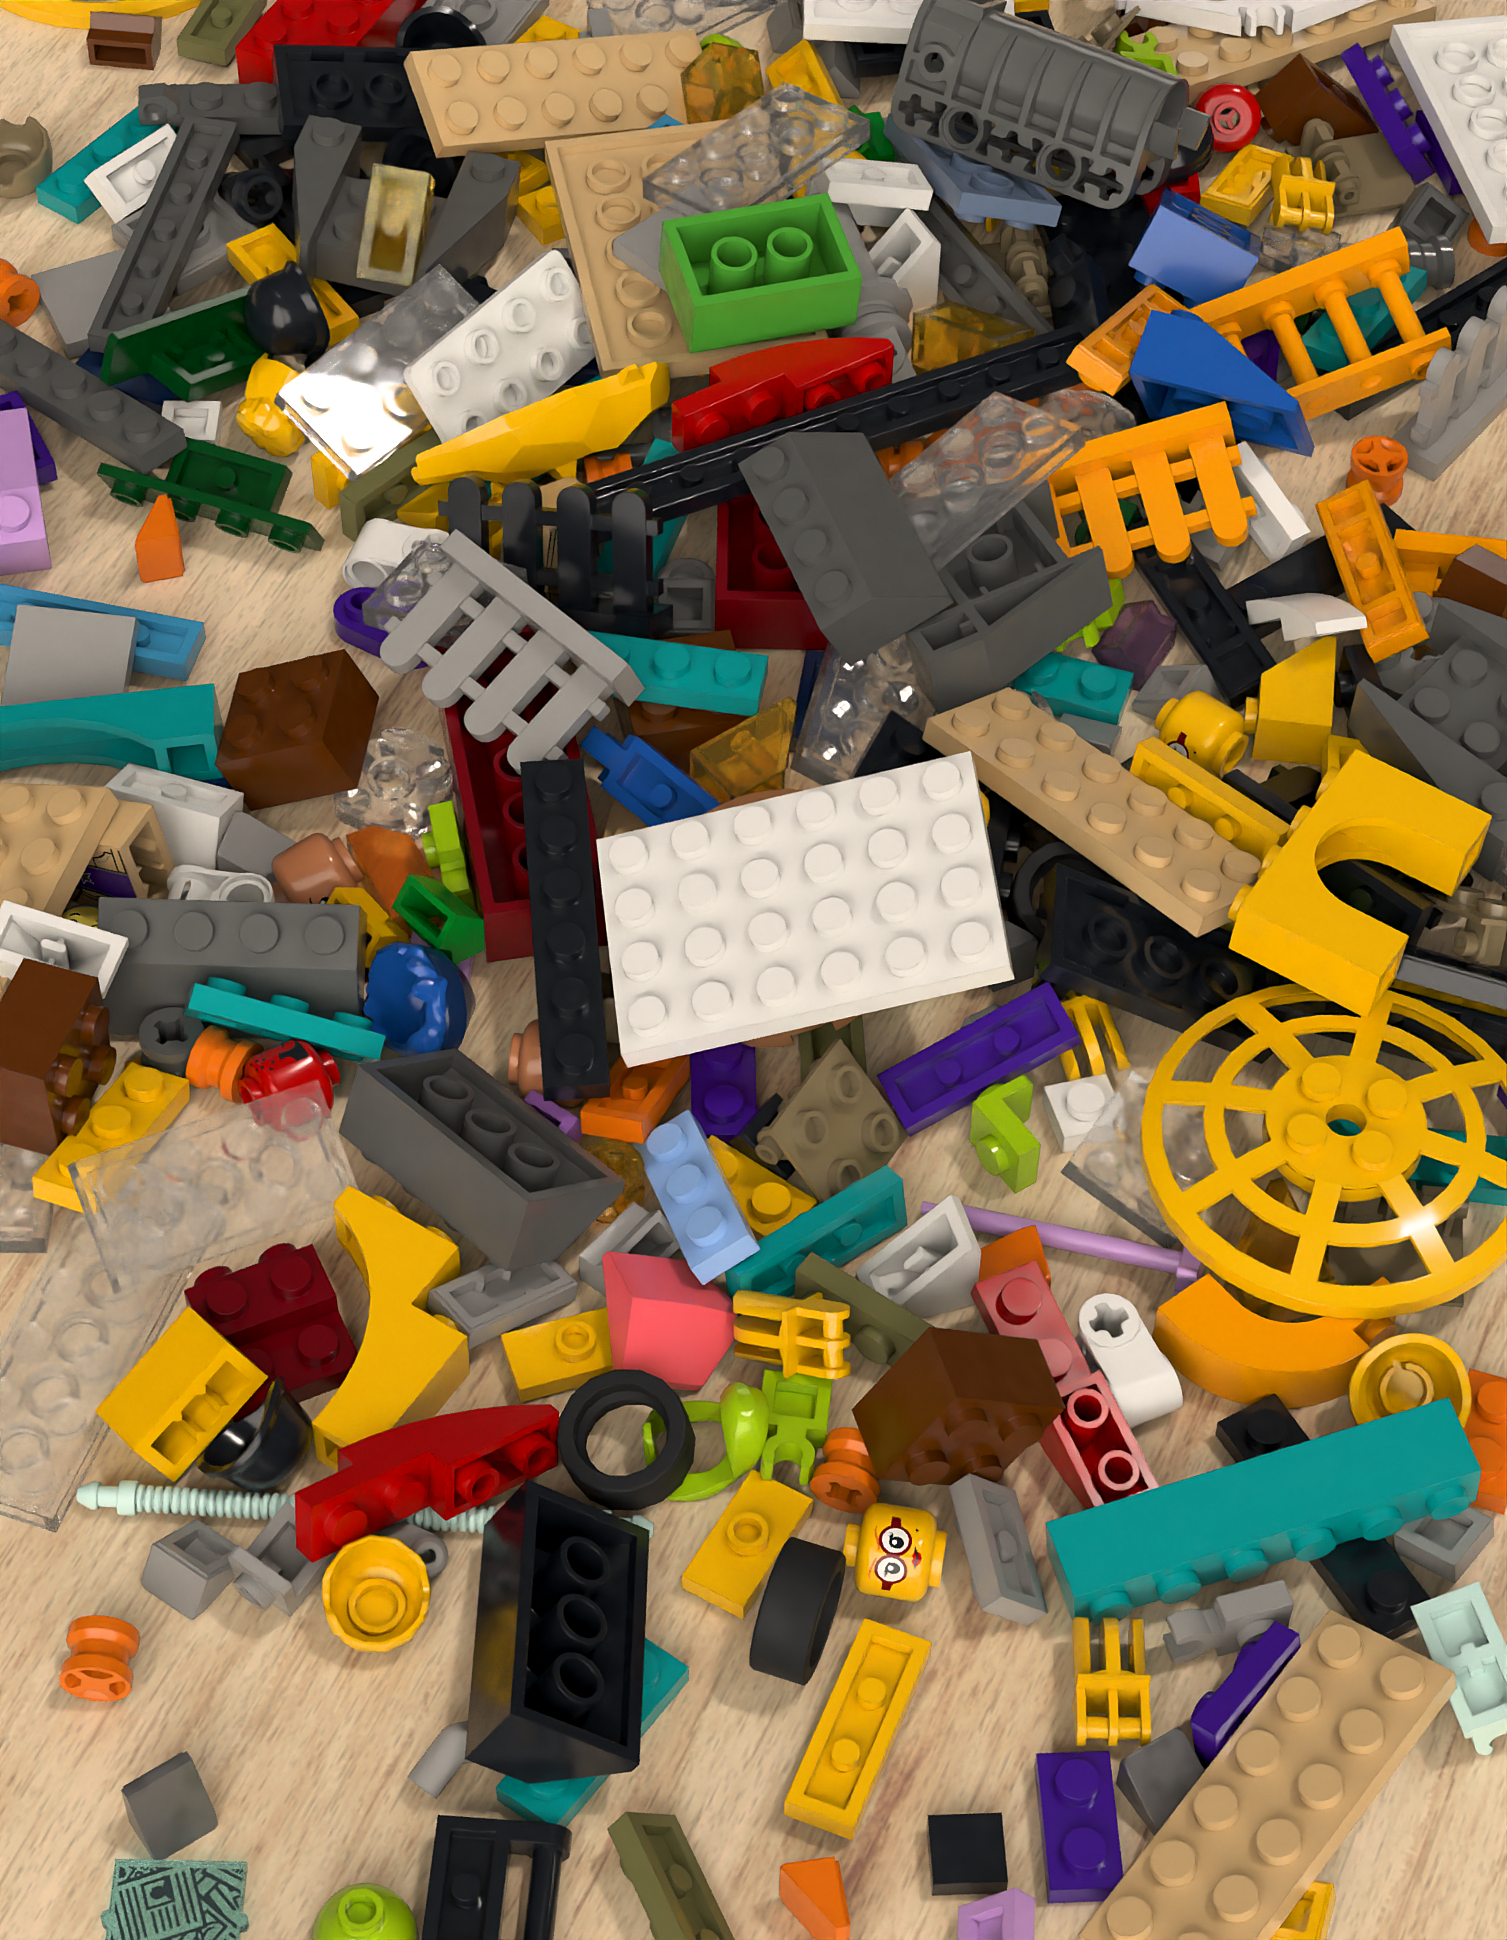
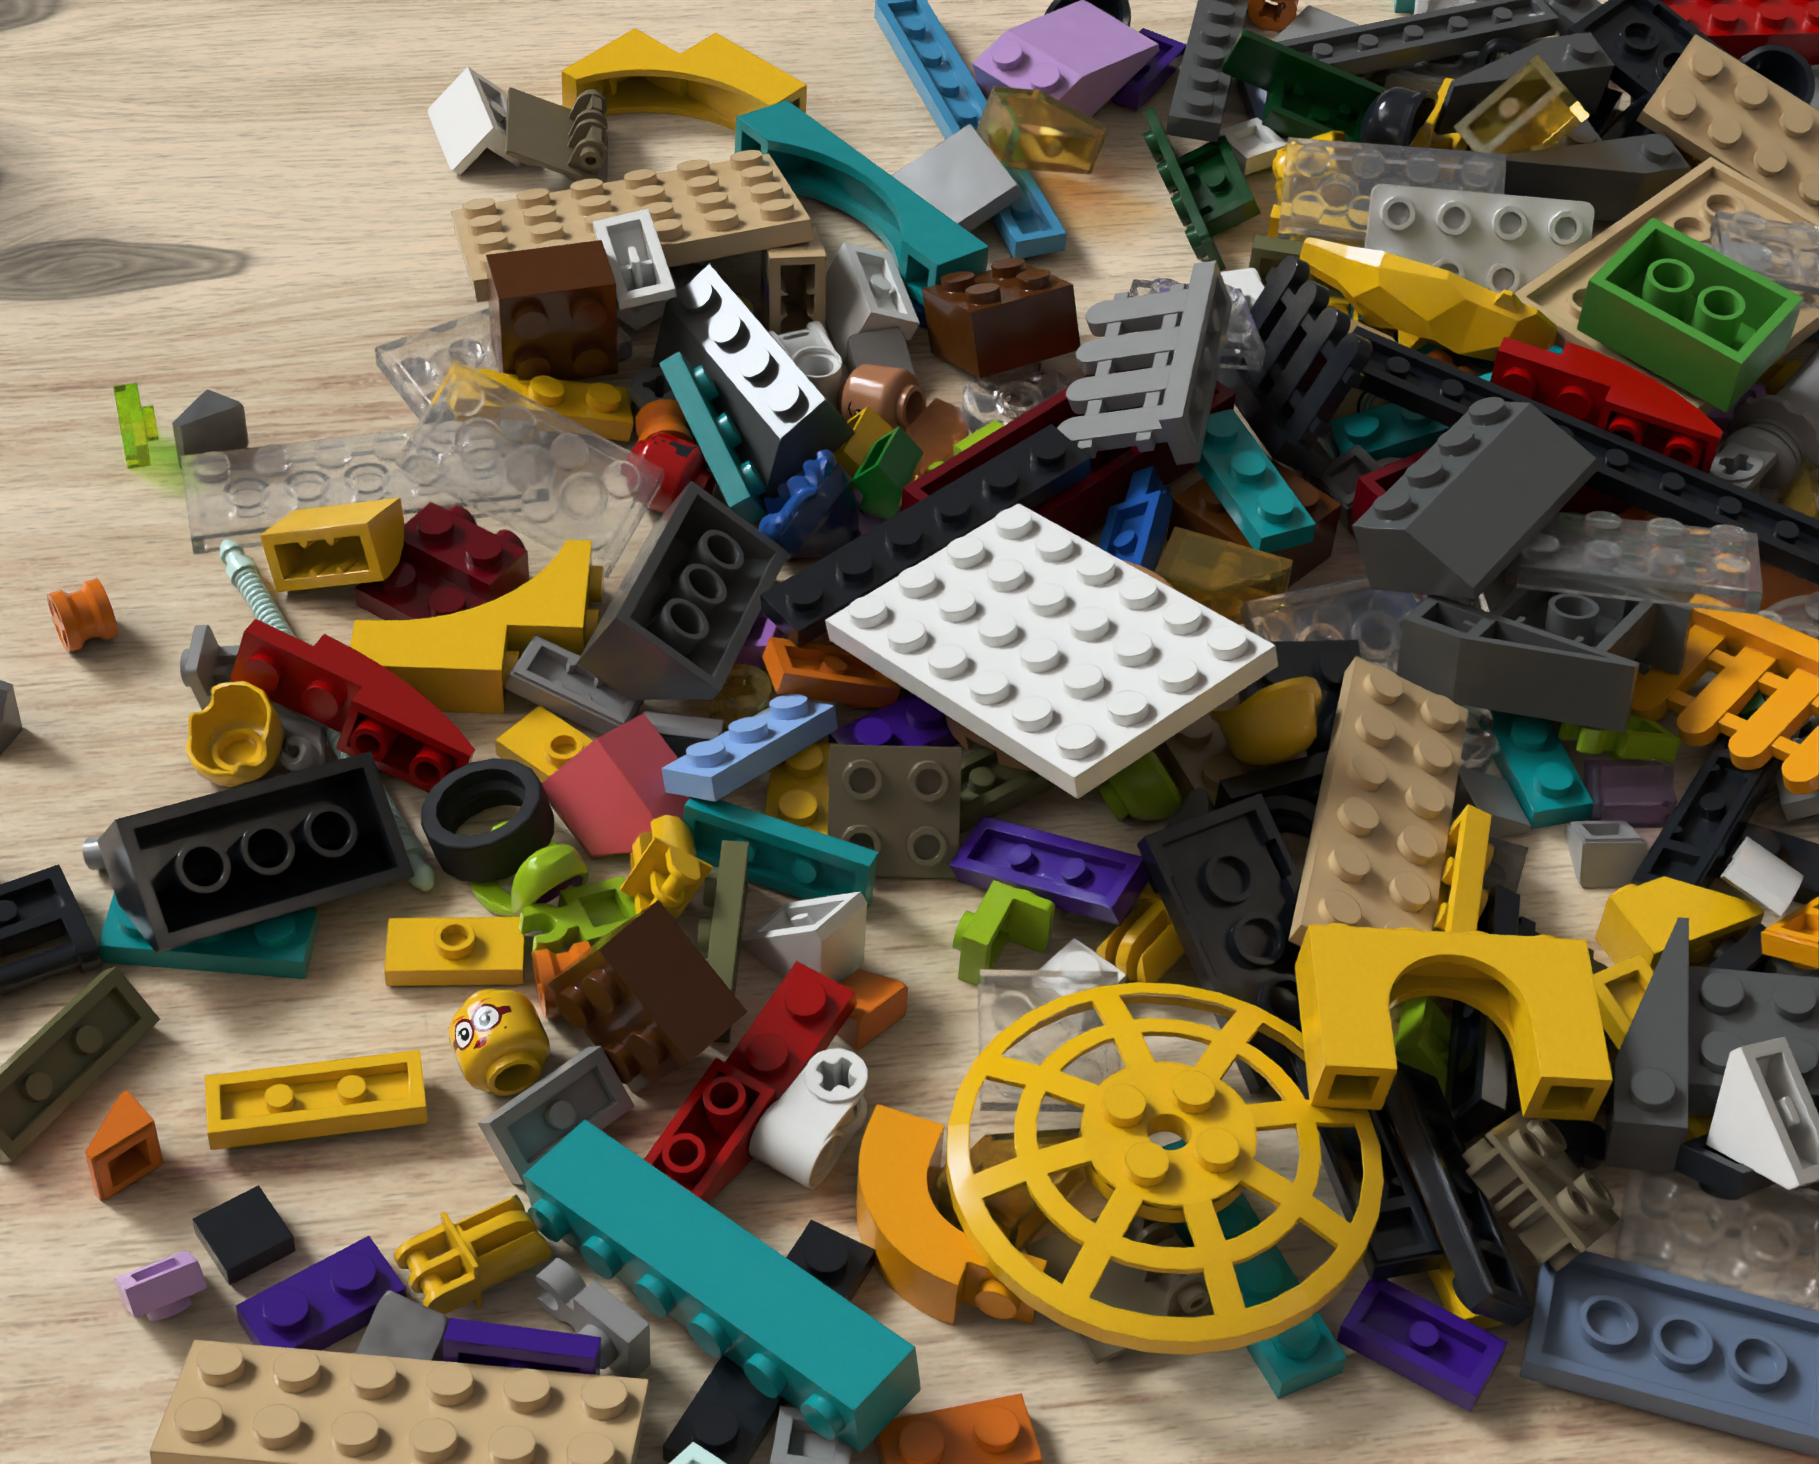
camera: 55 degrees right, 5 degrees down
(63, 561) = (1039, 132): none -> clear yellow slope
(159, 544) = (1122, 179): orange slope -> none
(189, 1568) = (224, 622): light grey slope -> none
(263, 1444) = (330, 604): black helmet -> none
(797, 1610) = (377, 961): black tyre -> none
(1183, 1264) = (931, 1034): lavender piece -> none
(1203, 731) = (1561, 874): yellow head -> none
(1408, 1374) = (951, 1336): yellow helmet -> none

